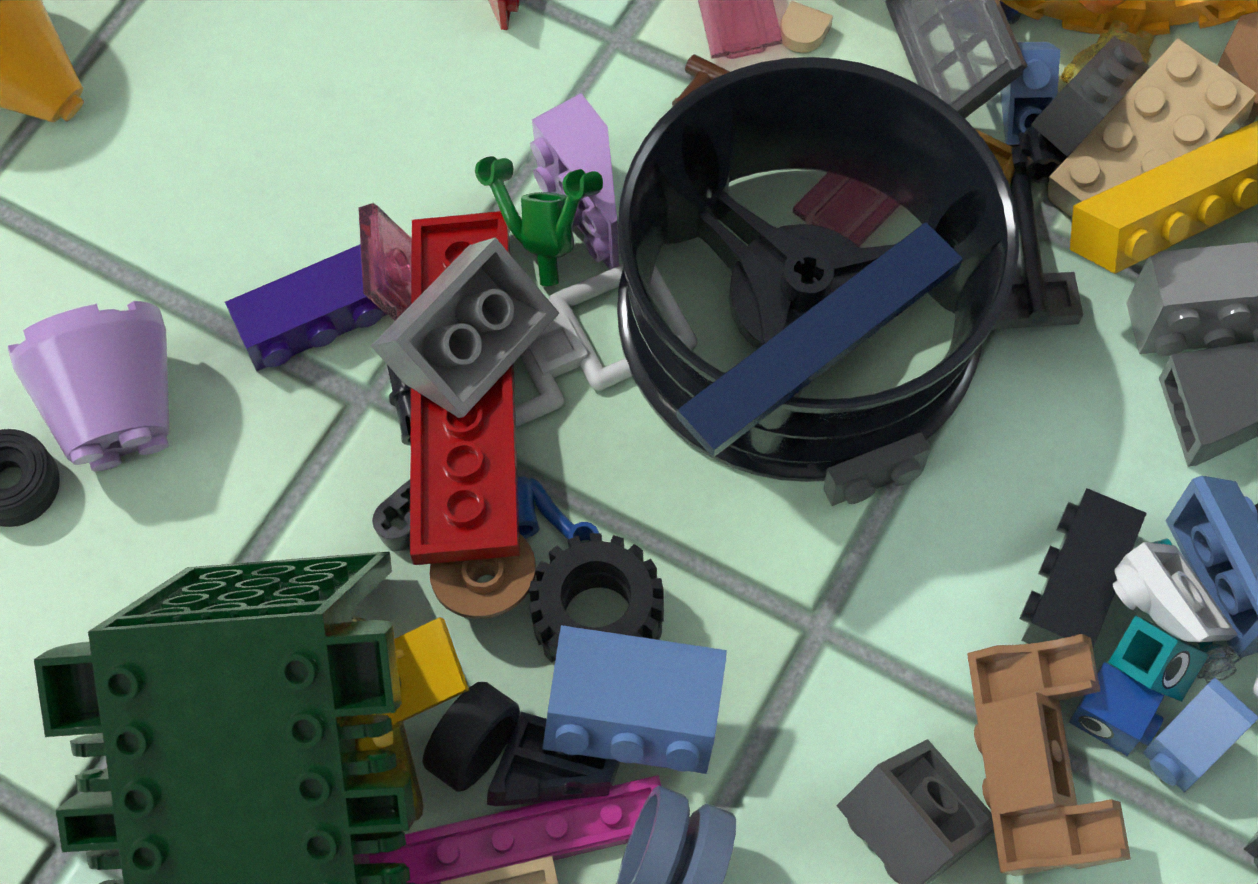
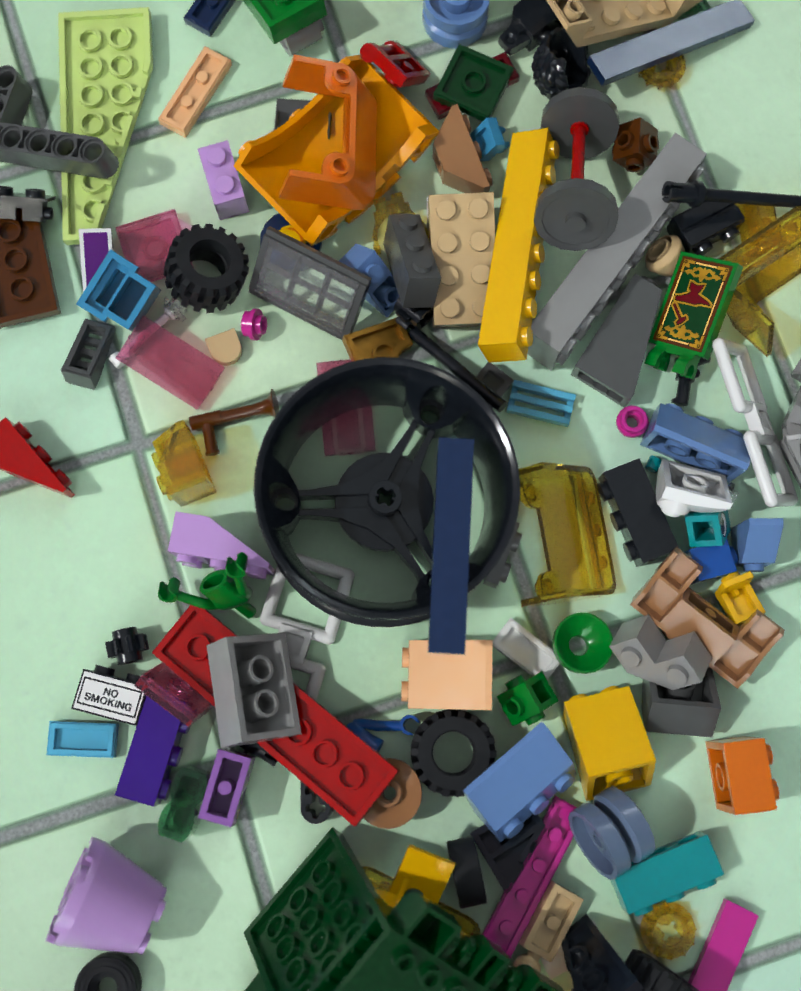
camera: 50 degrees left, 15 degrees up
(258, 239) = (82, 739): none -> medium azure tile
(273, 381) = (180, 815): none -> clear green brick
(324, 213) = (109, 695): none -> brick
(335, 404) = (226, 787): none -> medium lavender brick
(397, 190) = (127, 645): none -> black gear
(637, 79) = (181, 466): none -> clear yellow slope
(688, 525) = (448, 679): none -> light nougat slope
(744, 629) = (527, 698): none -> green brick
(781, 775) = (609, 741): none -> yellow slope
(795, 599) = (525, 649): none -> white tile
(856, 28) = (253, 324): none -> dark pink plate
(882, 625) = (597, 640): none -> green piece
(932, 729) = (664, 662): none -> light grey brick
(988, 521) = (570, 531): none -> clear yellow windscreen
(1105, 361) = (544, 392): none -> medium azure tile
(1115, 772) = (738, 597): none -> yellow bracket
(1176, 469) = (640, 417): none -> dark pink plate

